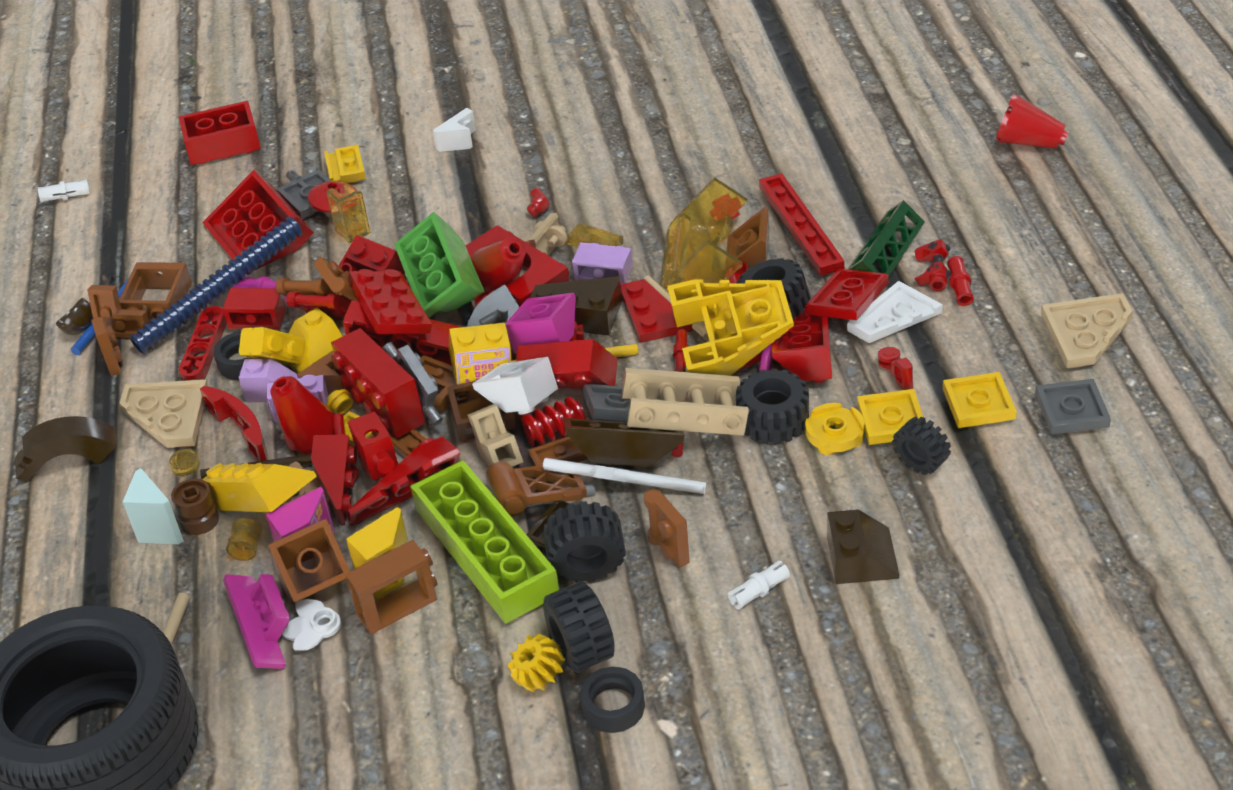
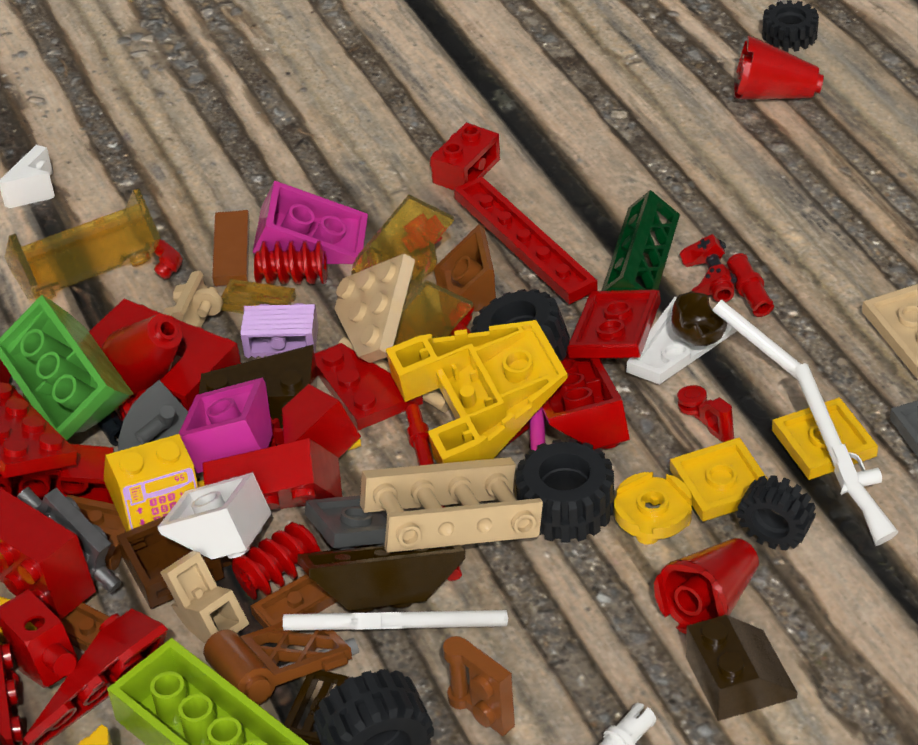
camera: 15 degrees left, 0 degrees up
(479, 188) = (84, 250): none -> clear yellow windscreen
(586, 200) = (231, 247): none -> dark orange tile
(609, 330) = (321, 419): none -> red slope
(623, 217) = (290, 263): none -> red piece
(644, 194) = (302, 216): none -> dark pink slope
(671, 253) = (372, 305): none -> tan plate
(775, 157) = (465, 156): none -> red brick
(855, 484) = (705, 582): none -> red cone
(906, 299) = (695, 321): none -> dark brown hair
(951, 320) = (756, 337): none -> white bar
(987, 433) = (849, 480): none -> white piece
(1057, 90) = (790, 25): none -> black tyre

